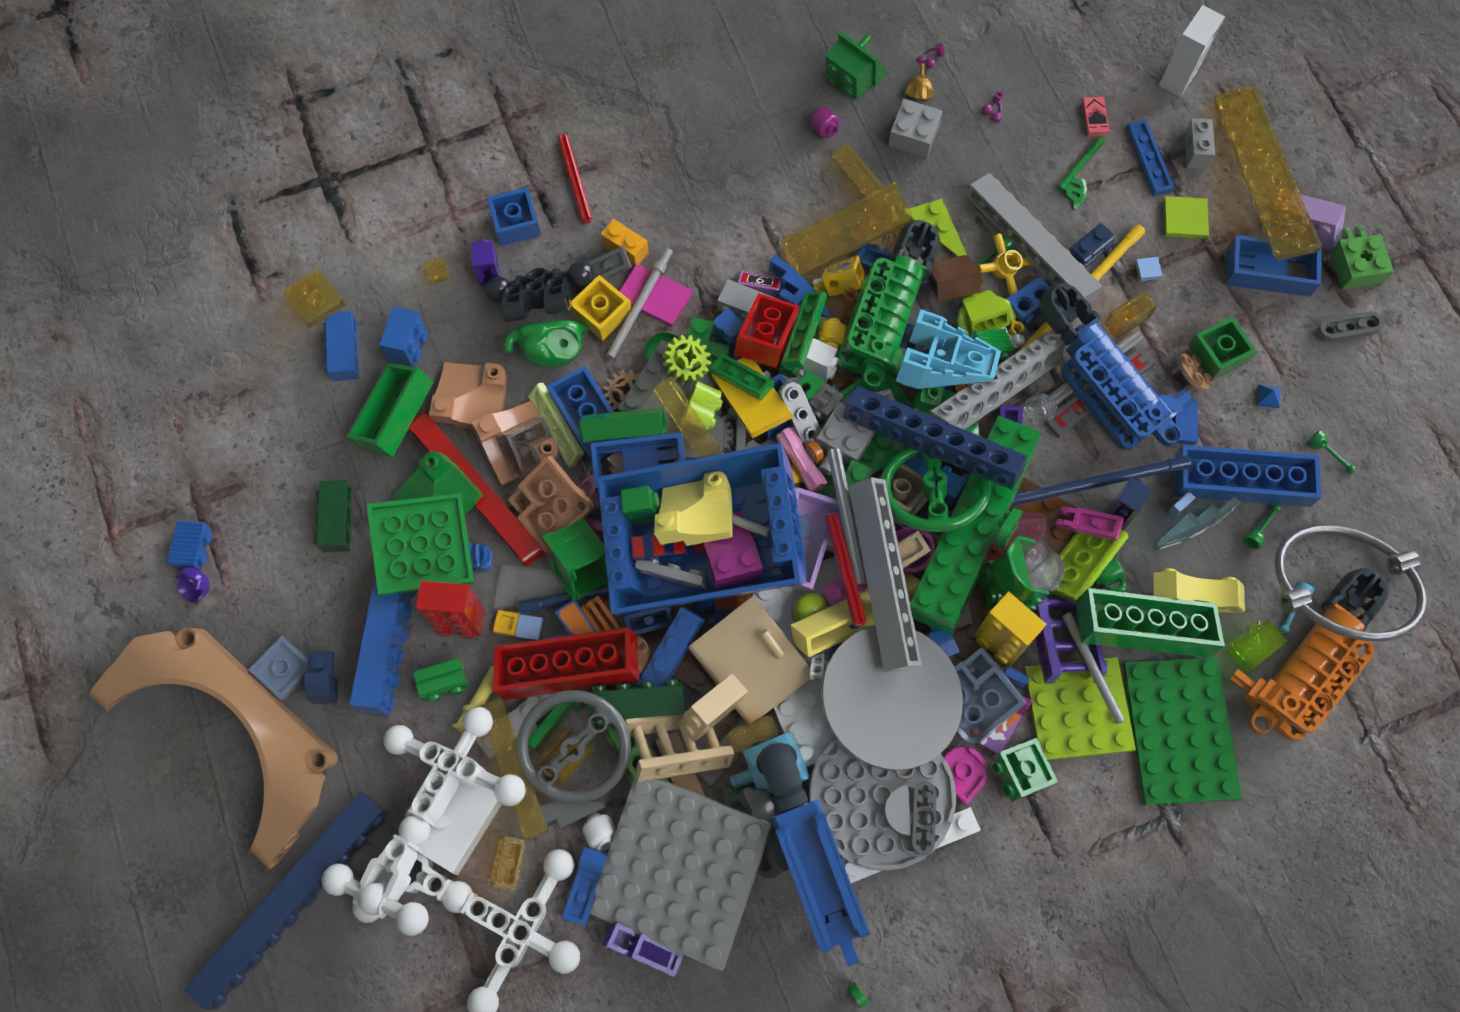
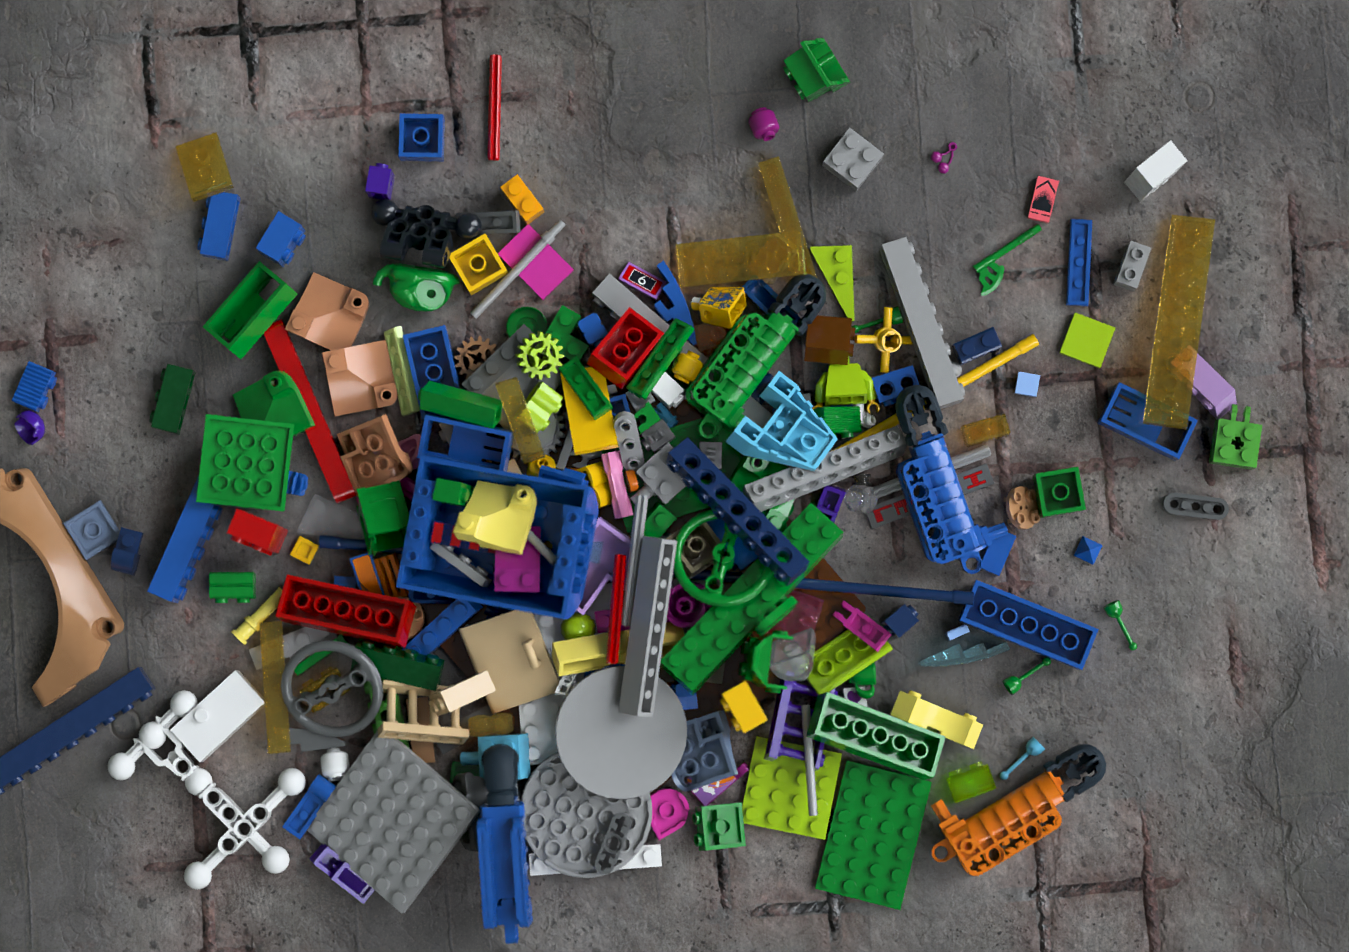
camera: 15 degrees right, 15 degrees up
(415, 829) = (178, 717): white piece -> none
(437, 270) = (332, 170): clear yellow plate -> none
(506, 862) = (248, 766): clear yellow brick -> none
(518, 445) = (361, 386): clear smoke brick -> none
(529, 628) = (323, 561): light blue tile -> none
(898, 811) = (593, 830): light grey tile -> none
(912, 549) = (682, 607): tan tile -> none
(920, 86) = (876, 110): pearl gold piece -> none
(929, 63) = (897, 83): magenta piece -> none
(1016, 678) = (743, 744): blue tile -> none
(1398, 563) = (1013, 758): flat silver piece -> none

